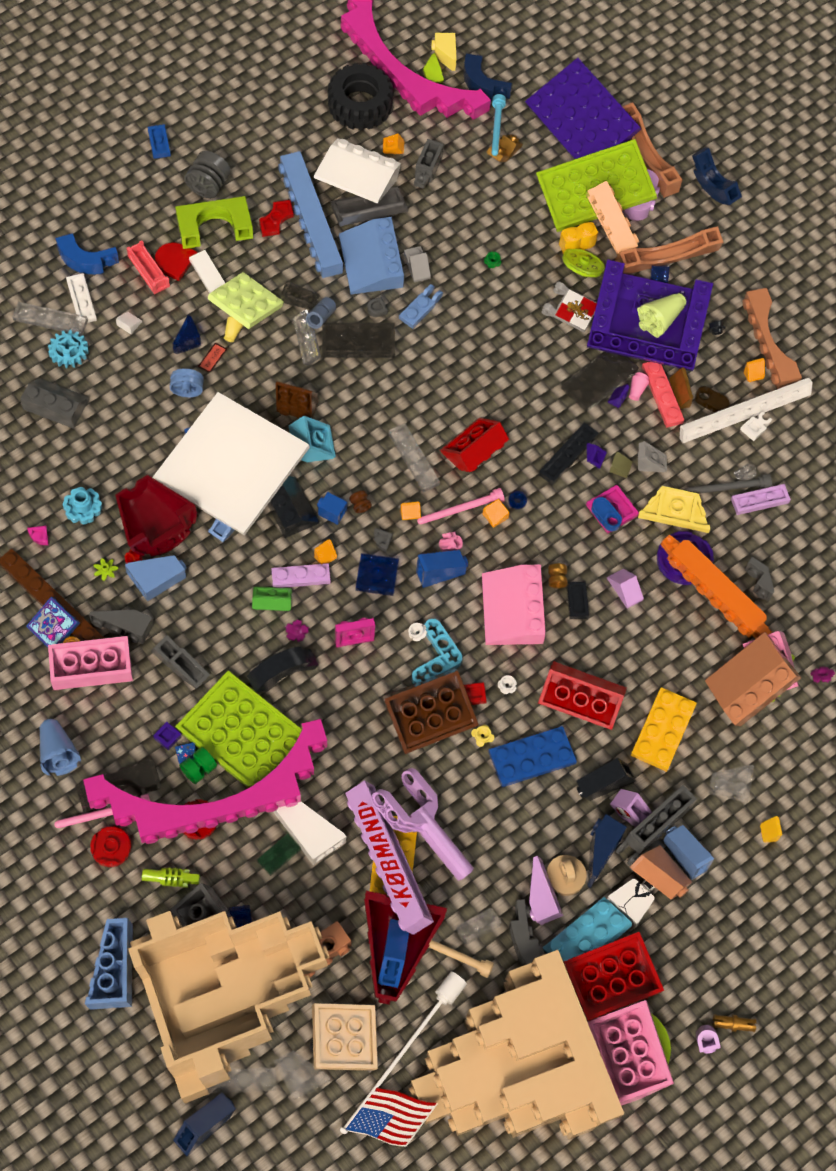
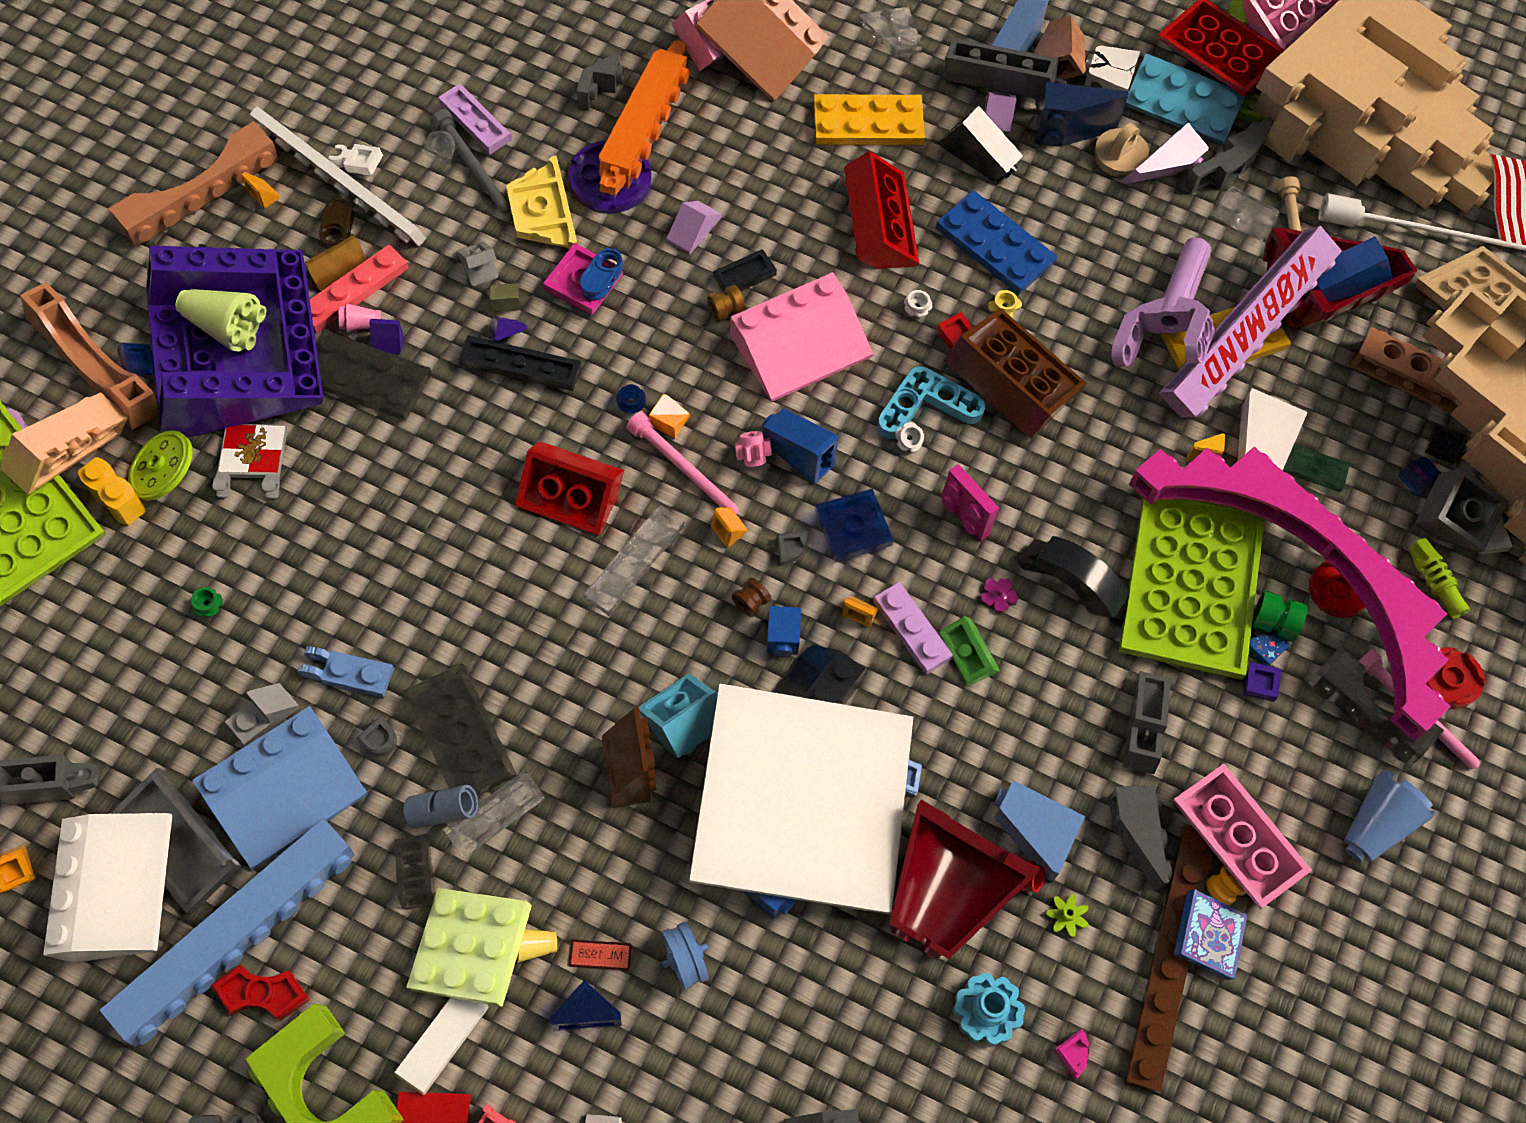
camera: 115 degrees left, 0 degrees up
(320, 792) = (1214, 443): none -> yellow slope

